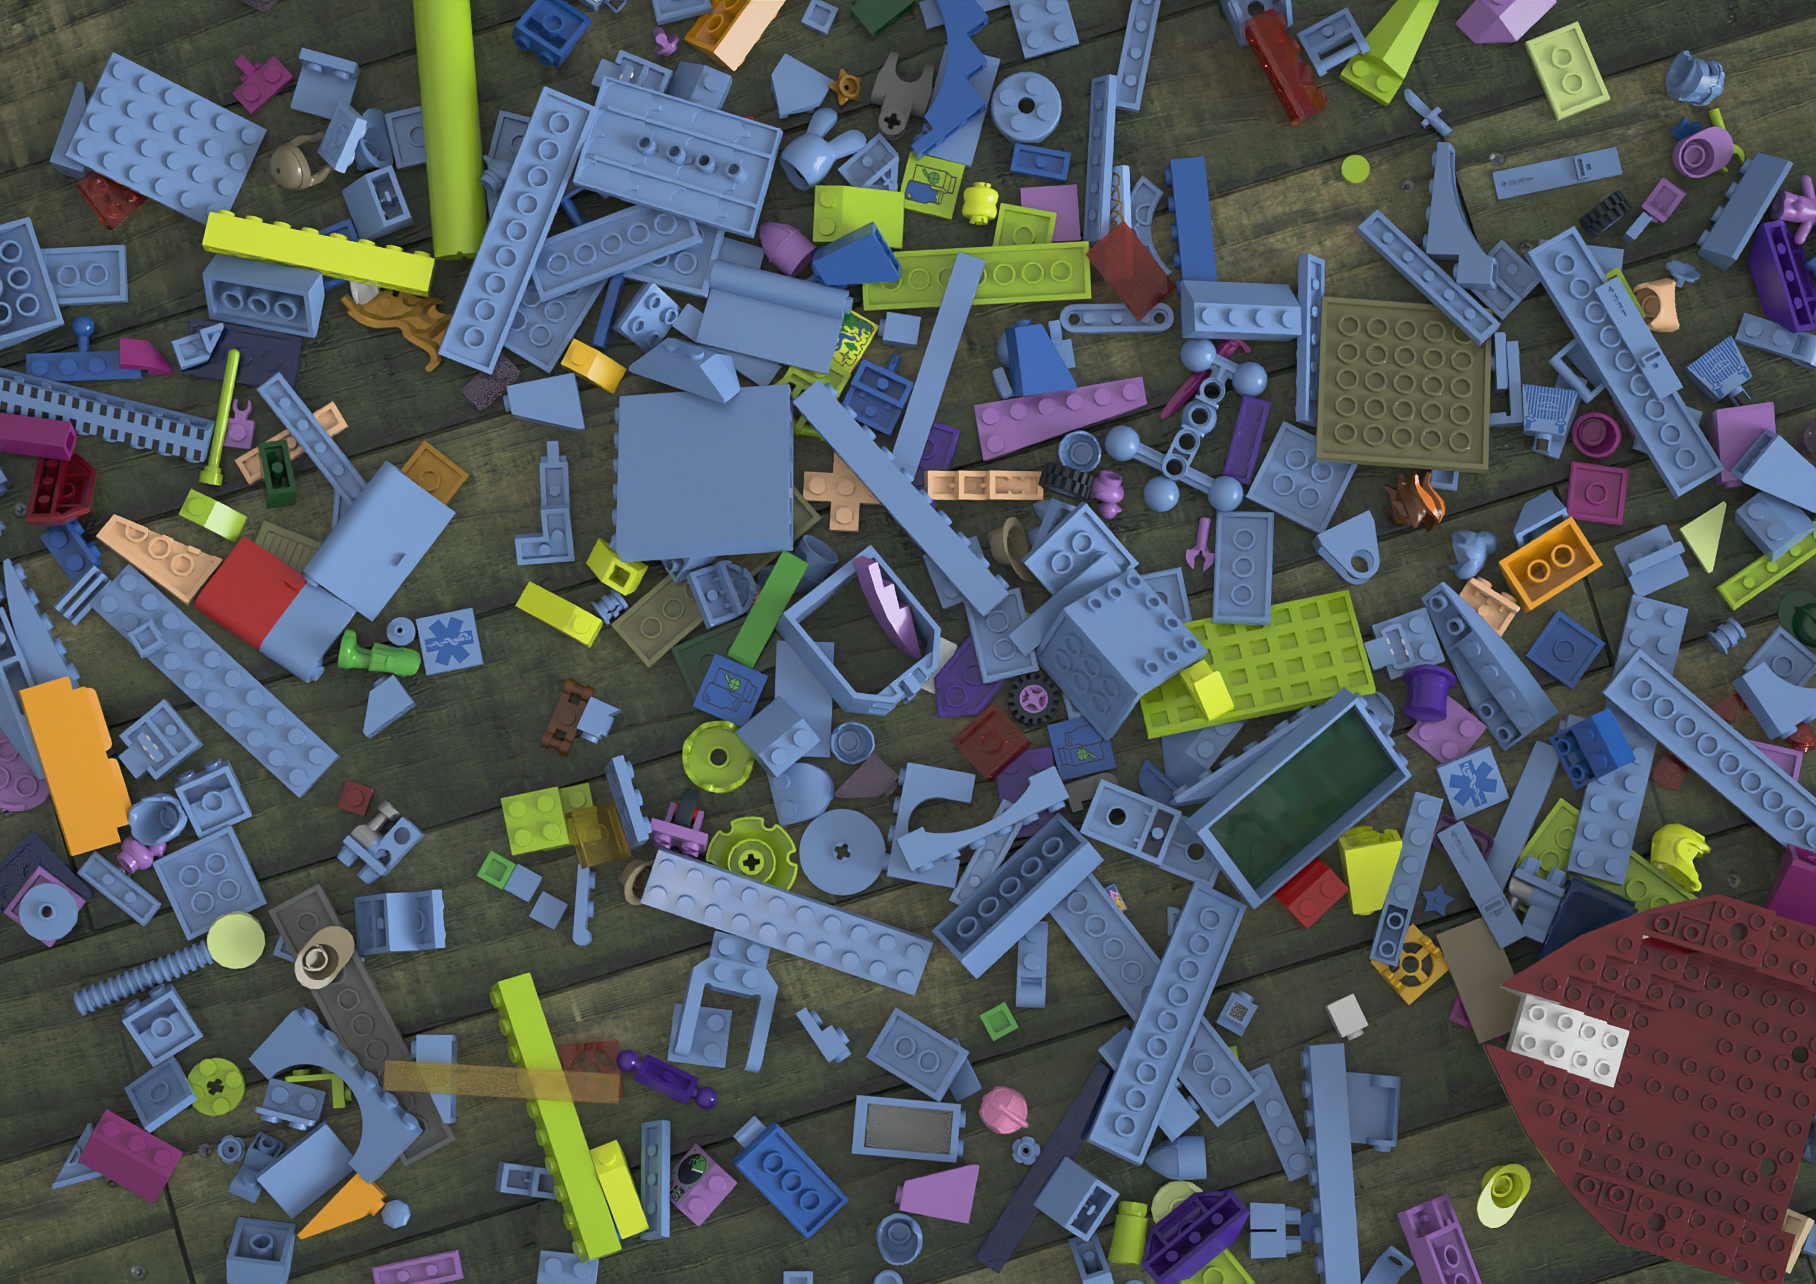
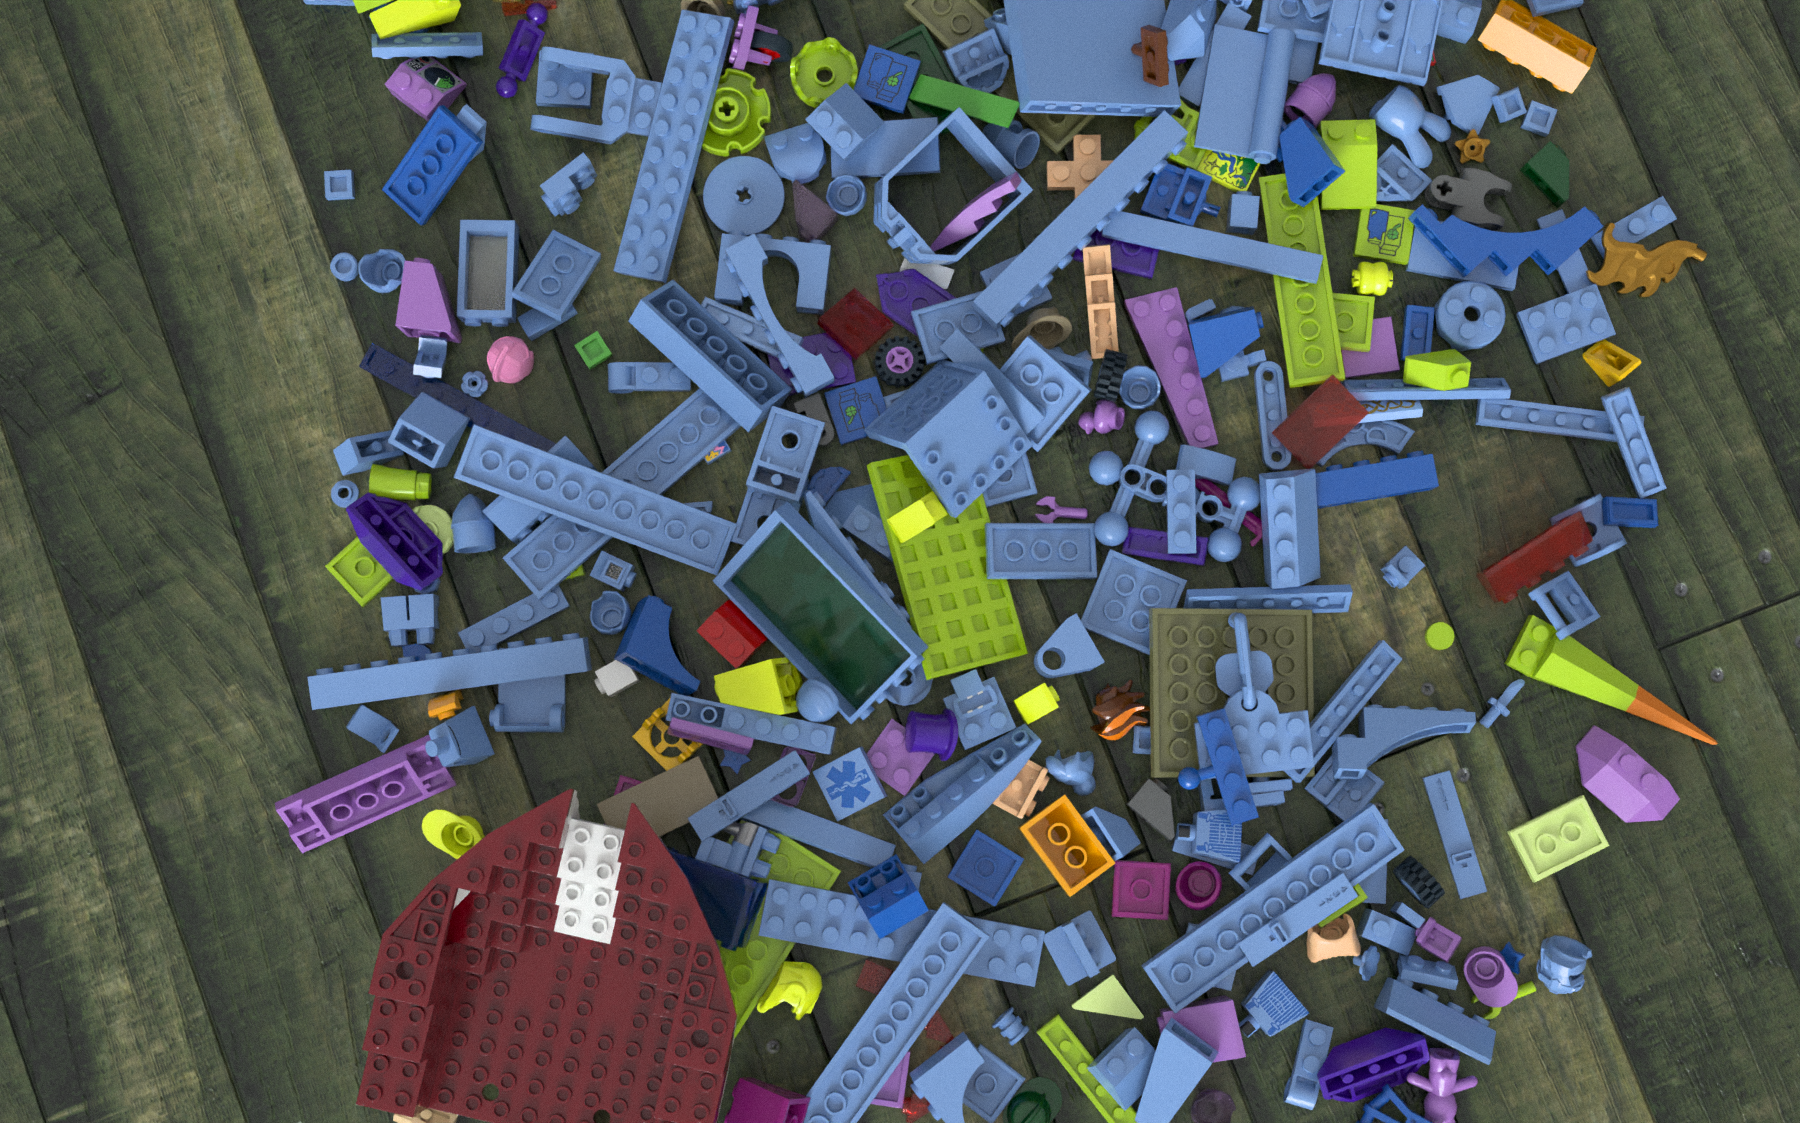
camera: 85 degrees right, 0 degrees up
(742, 406) = (1154, 55): none -> reddish brown plate
(804, 45) = (1509, 105): none -> medium blue tile
(996, 1194) = (430, 356): none -> medium blue bracket
(1083, 145) = (1437, 370): none -> lime slope
(1164, 391) = (1207, 464): none -> medium blue slope
(1216, 420) = (1181, 511): none -> medium blue plate
(1280, 1019) = (610, 613): none -> medium blue hair
(1283, 201) = (1401, 568): none -> medium blue bracket
(1320, 979) = (649, 650): none -> blue arch
(1368, 1196) = (445, 705): none -> light orange slope
(1388, 808) = (816, 701): none -> medium blue hair
(1402, 583) = (1037, 703): none -> neon yellow slope
(1403, 1182) = (460, 740): none -> medium blue torso
(1416, 922) = (710, 736): none -> medium lavender tile
(1453, 363) = (1262, 735): none -> medium blue plate
(1483, 397) = (1225, 767): none -> blue plate
(1512, 473) = (1154, 806): none -> dark grey slope
(1652, 251) = (1386, 931): none -> medium blue slope
(1694, 214) = (1427, 972): none -> medium blue plate

